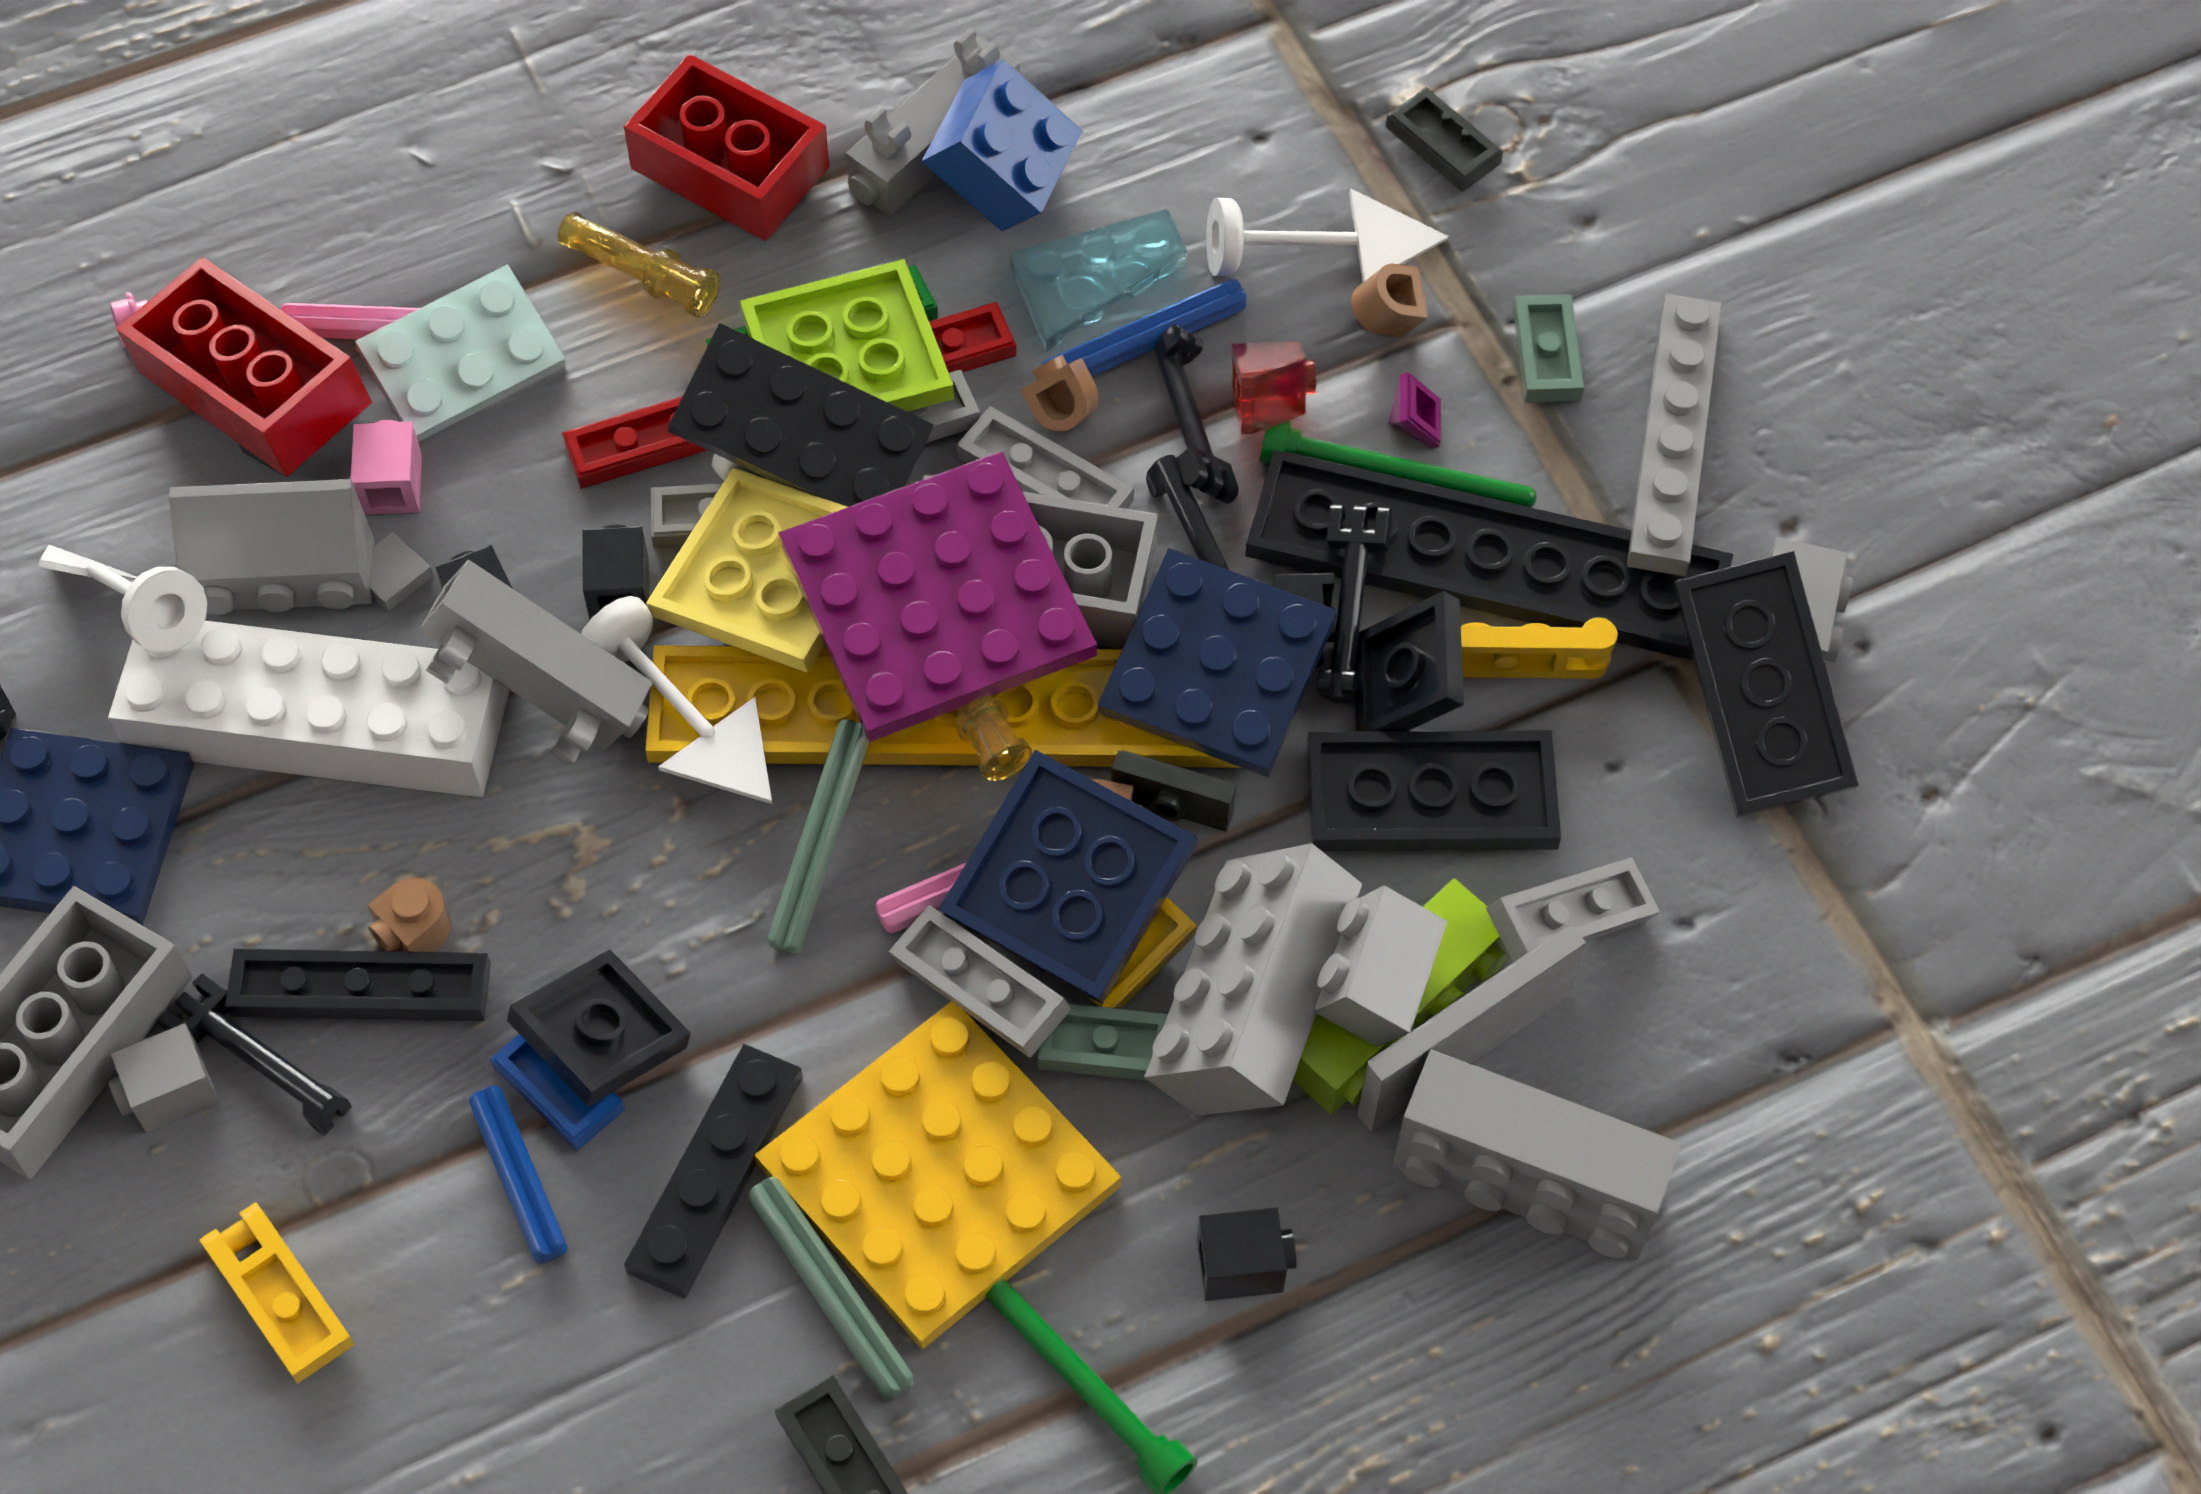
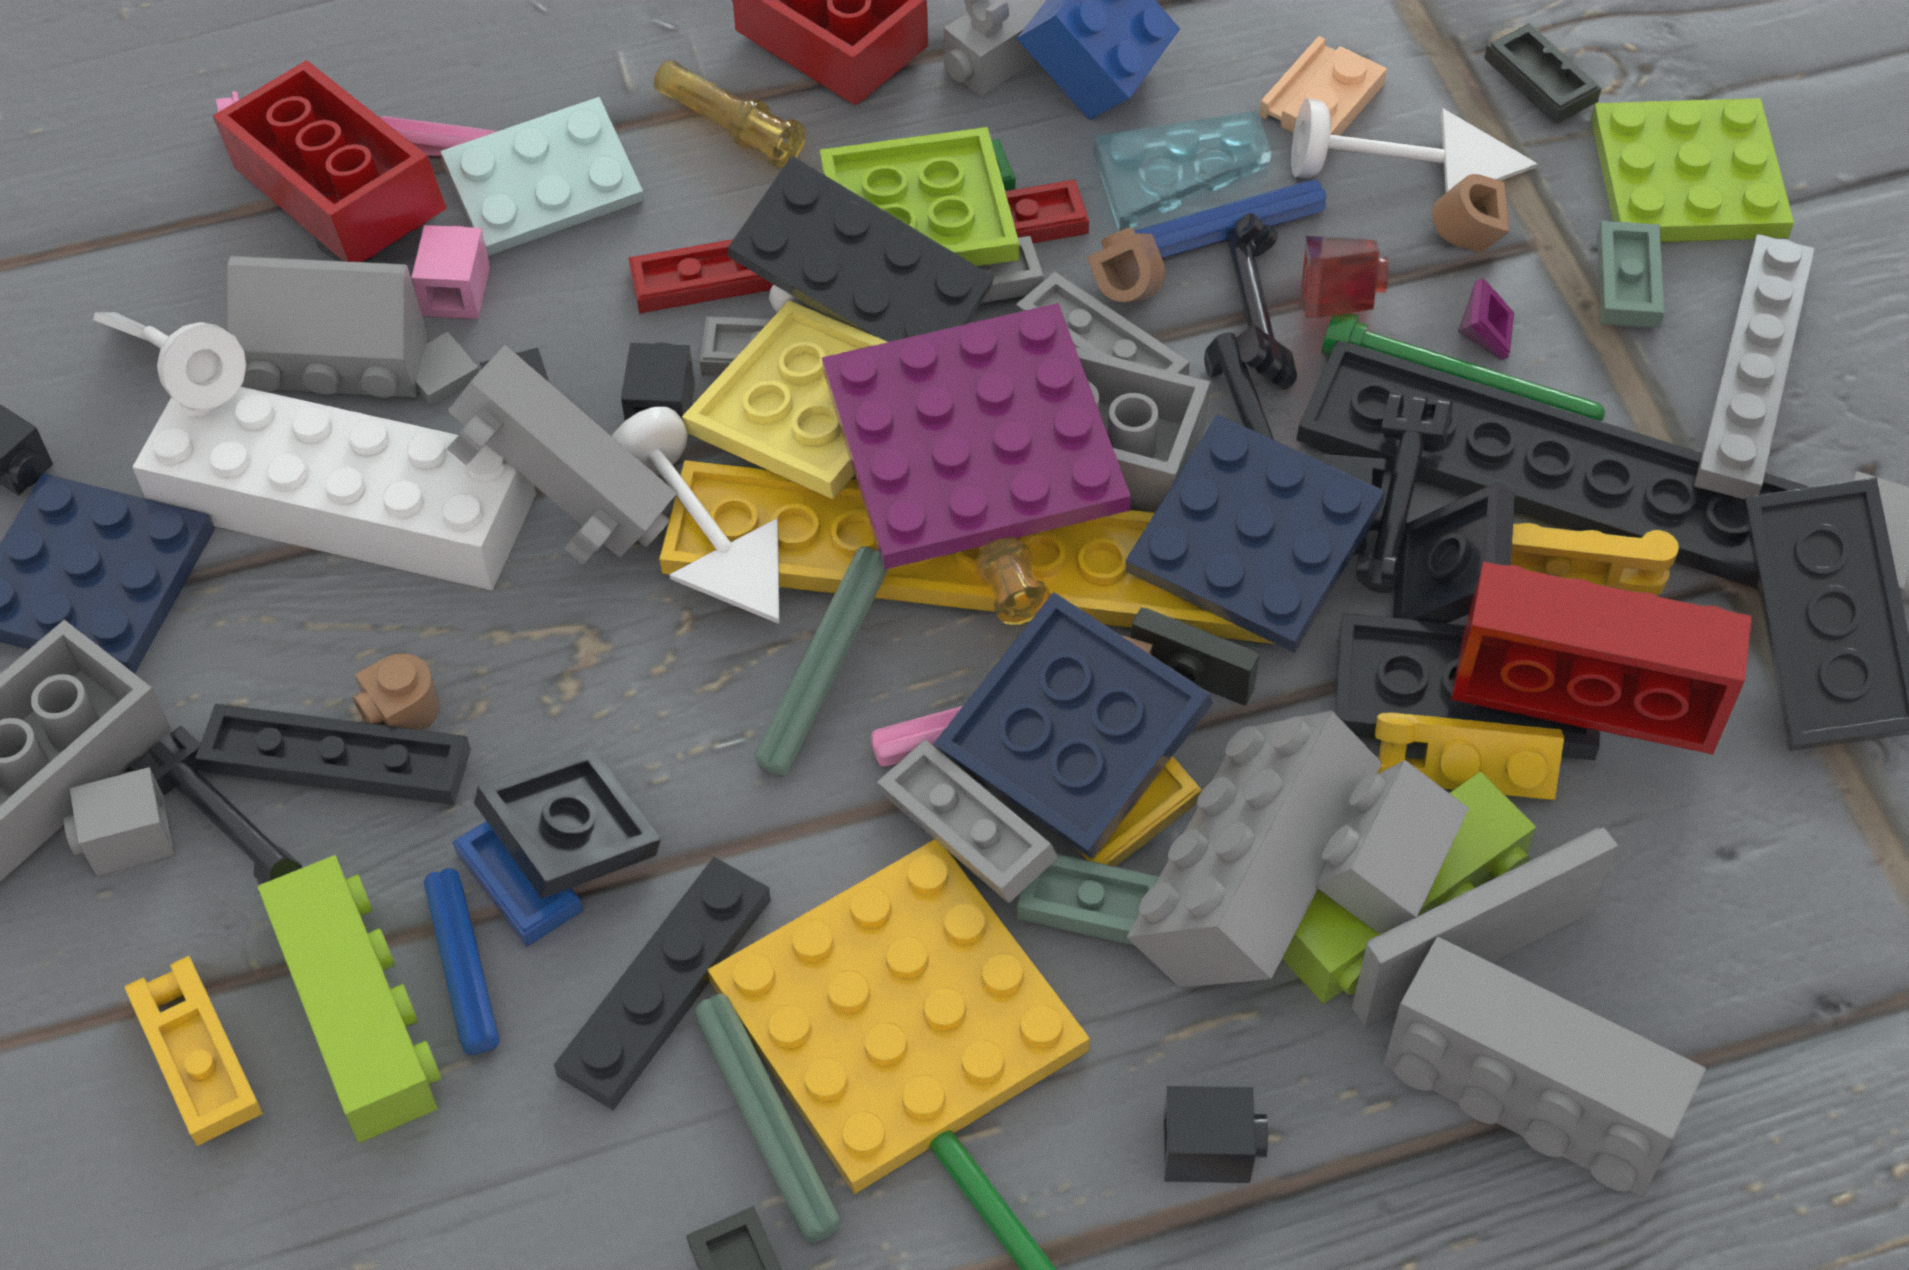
camera: 10 degrees right, 5 degrees down
(418, 1224) = (348, 999): none -> lime brick
(1234, 168) = (1333, 76): none -> light nougat plate
(1430, 857) = (1513, 757): none -> yellow plate
(1554, 756) = (1602, 657): none -> red brick
(1590, 902) = (1635, 813): light grey plate -> none
(1598, 227) = (1692, 168): none -> lime plate

